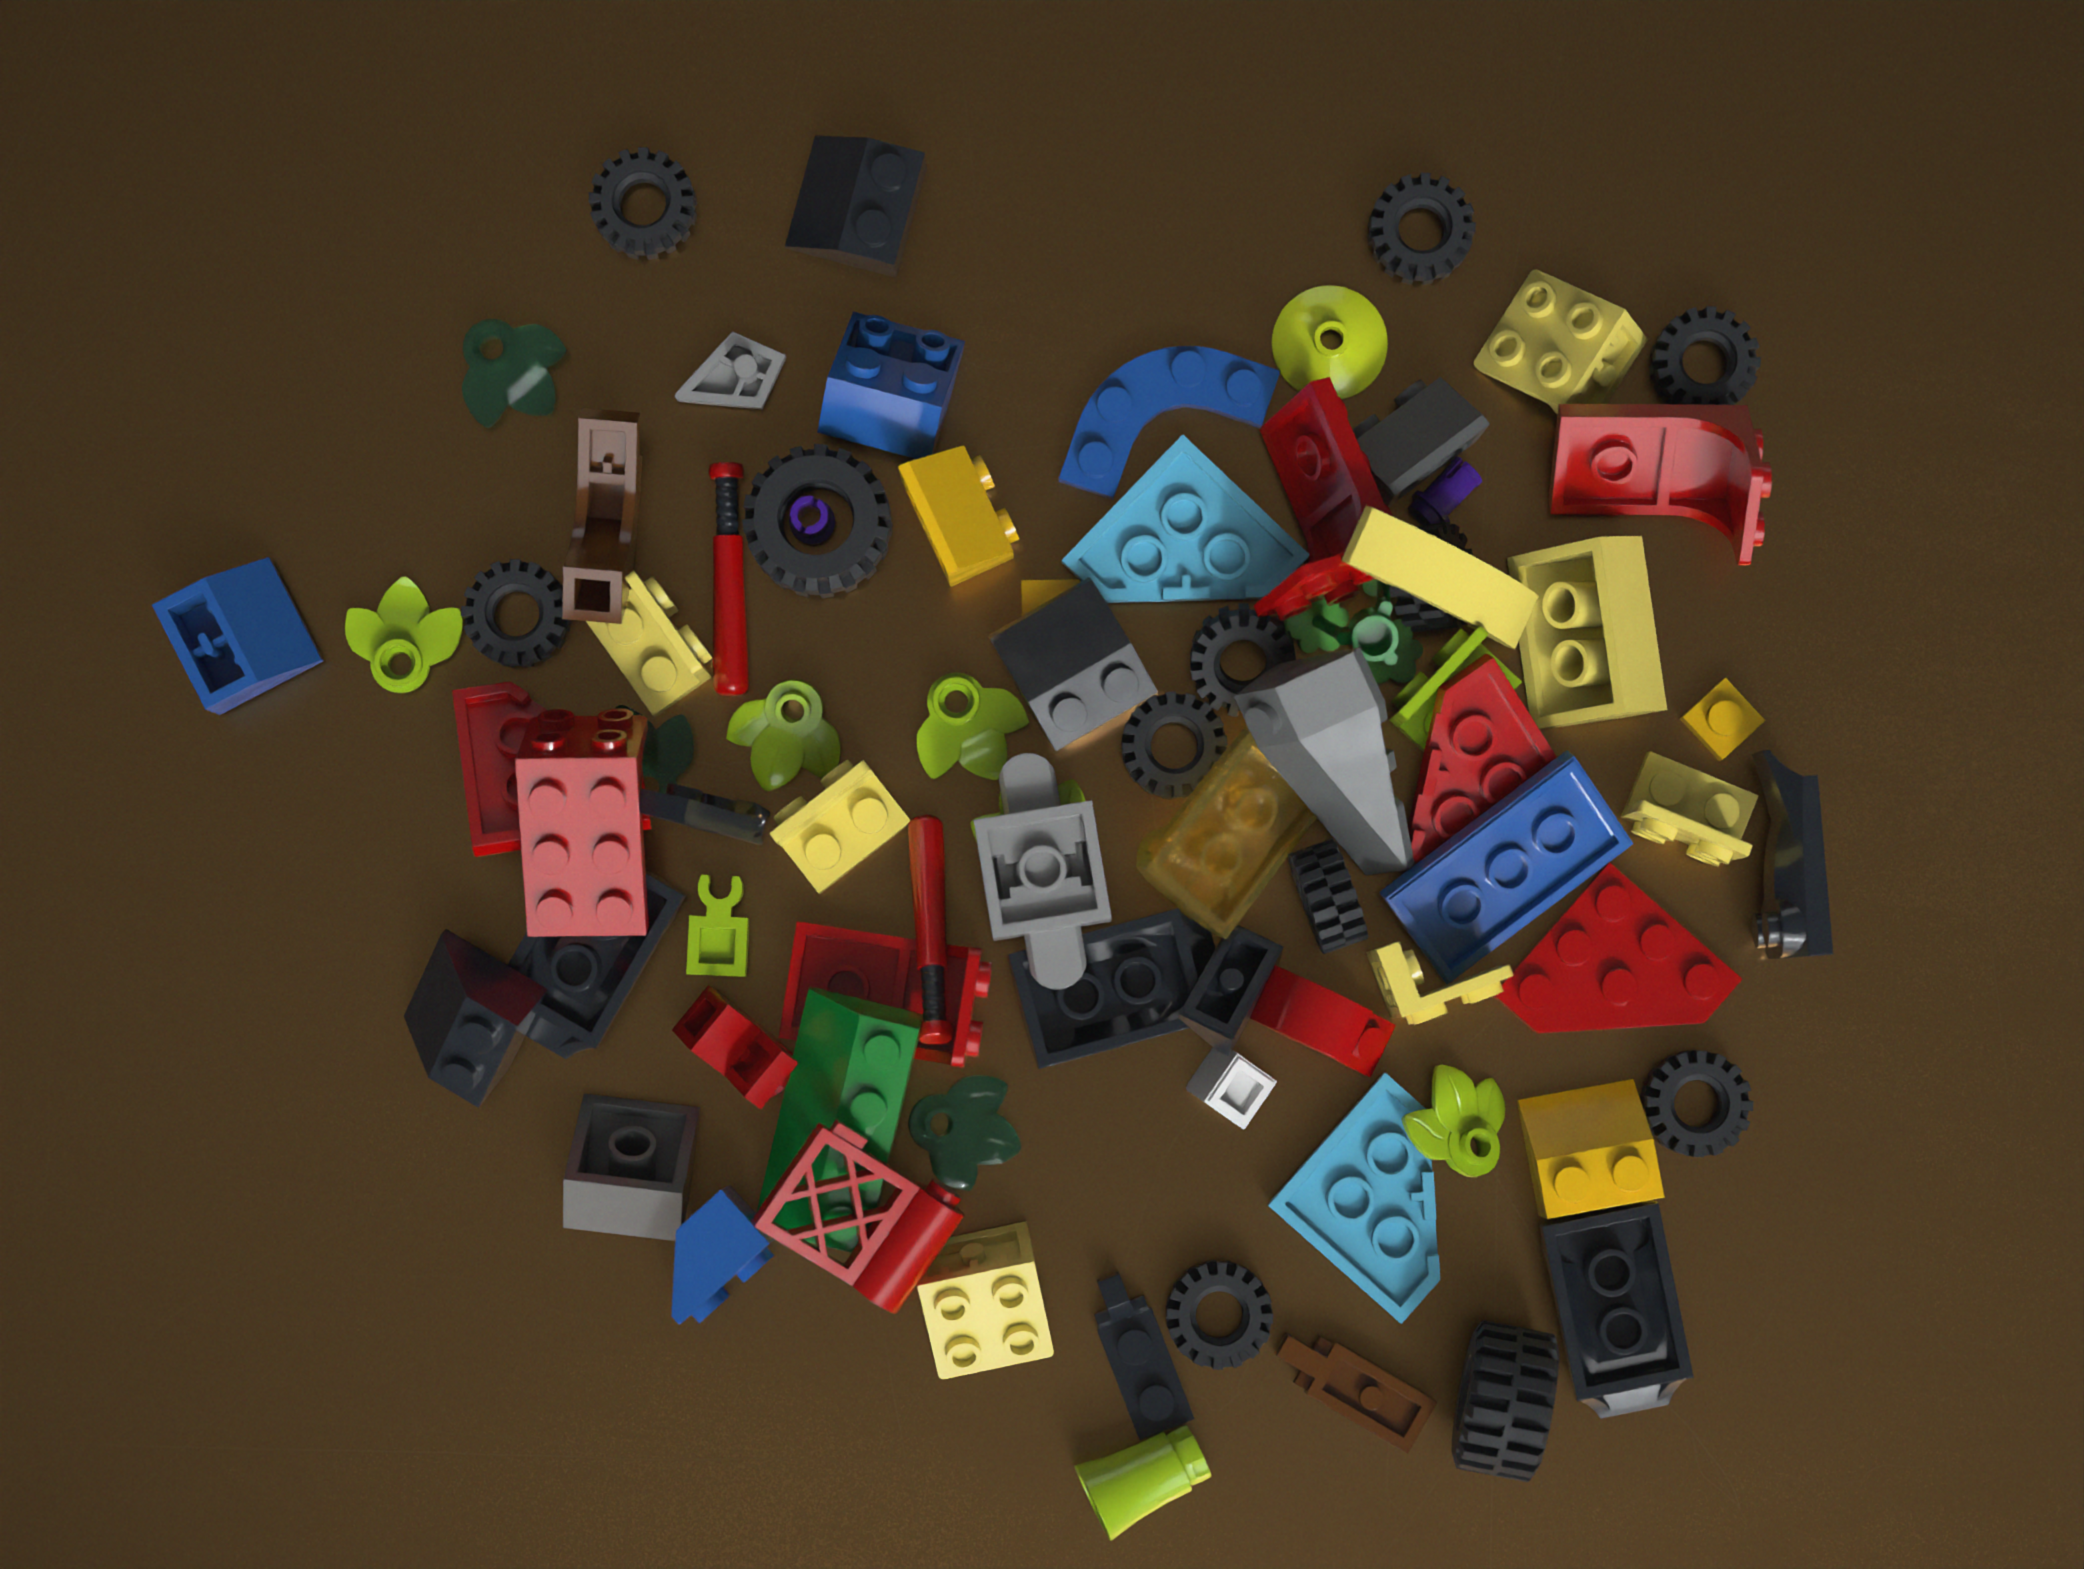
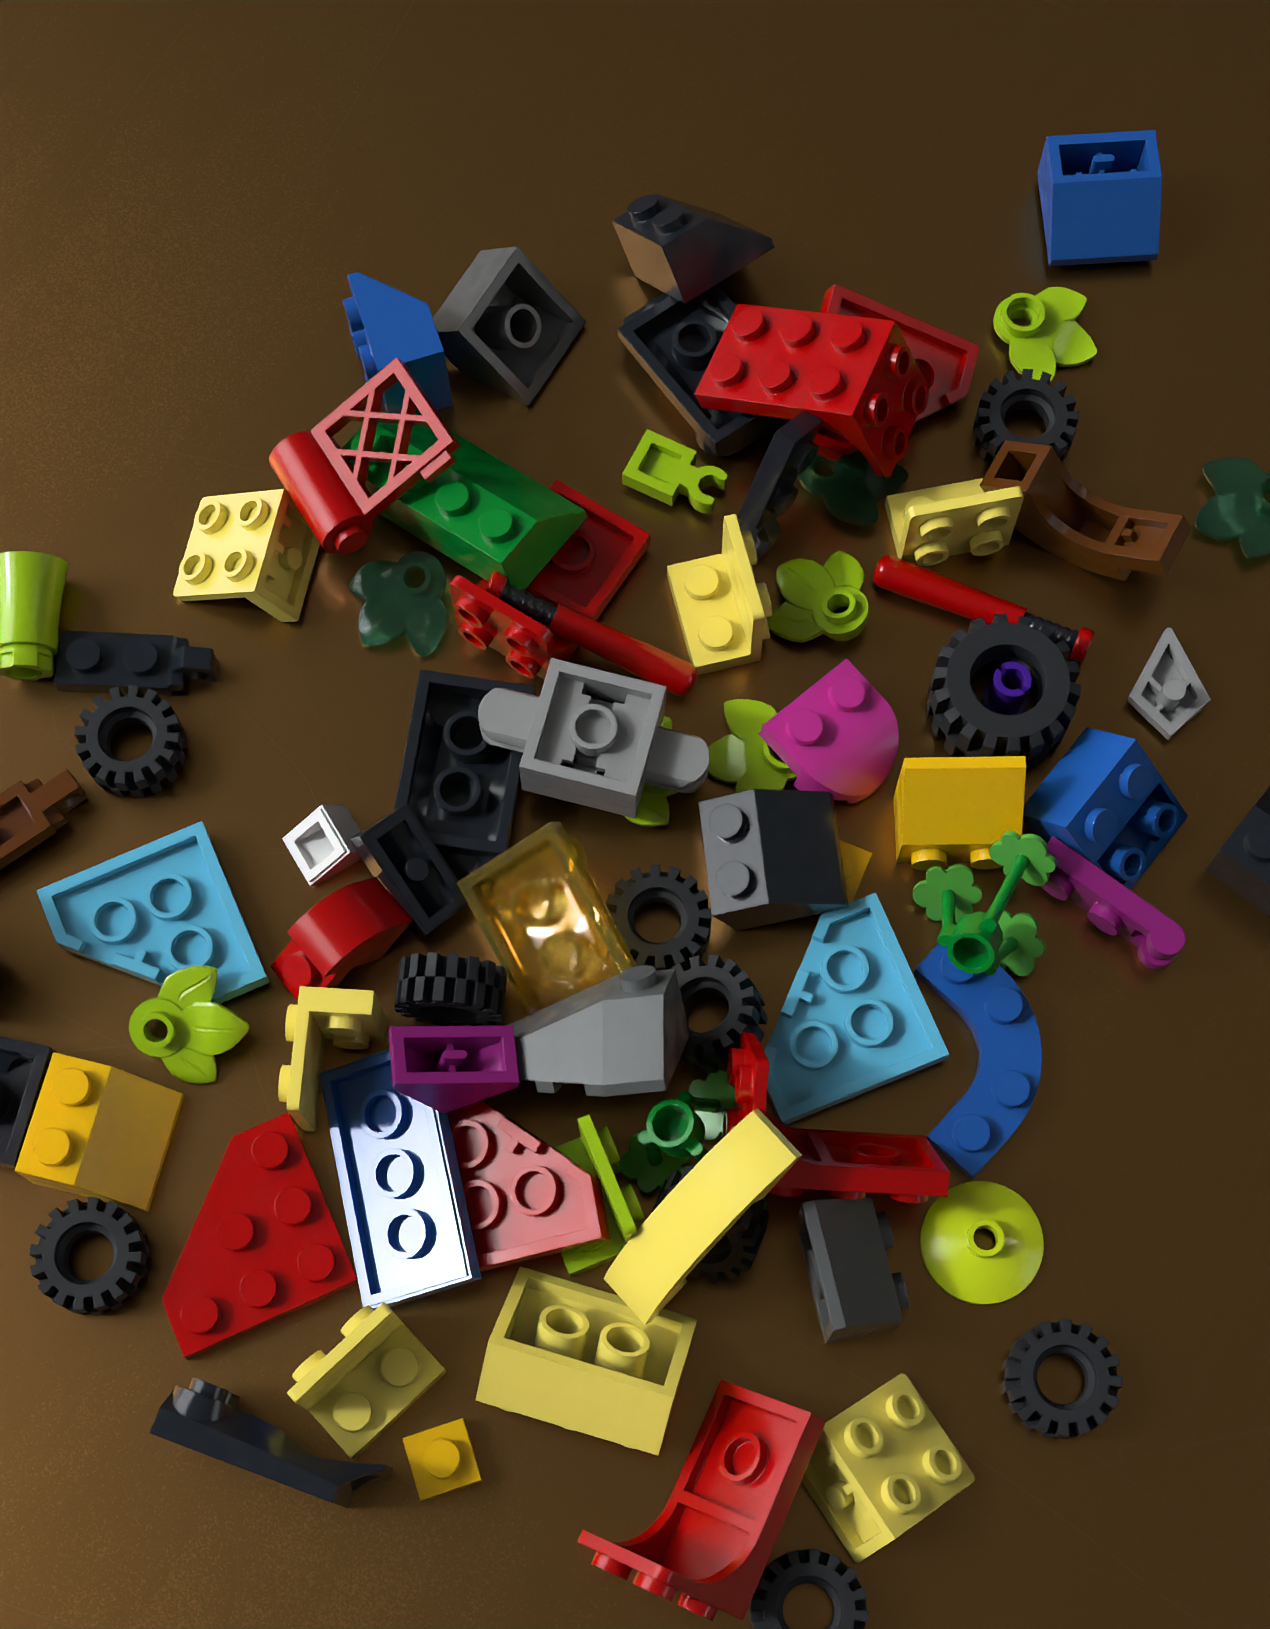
camera: 115 degrees right, 15 degrees down
(736, 1046) = (566, 444): red brick -> none
(925, 658) = (837, 736): none -> dark pink slope
(979, 347) = (1114, 907): none -> magenta plate
(1074, 442) = (991, 938): none -> plant
(1404, 851) = (452, 1063): none -> magenta slope
(1444, 493) = (785, 1282): dark purple pin -> none

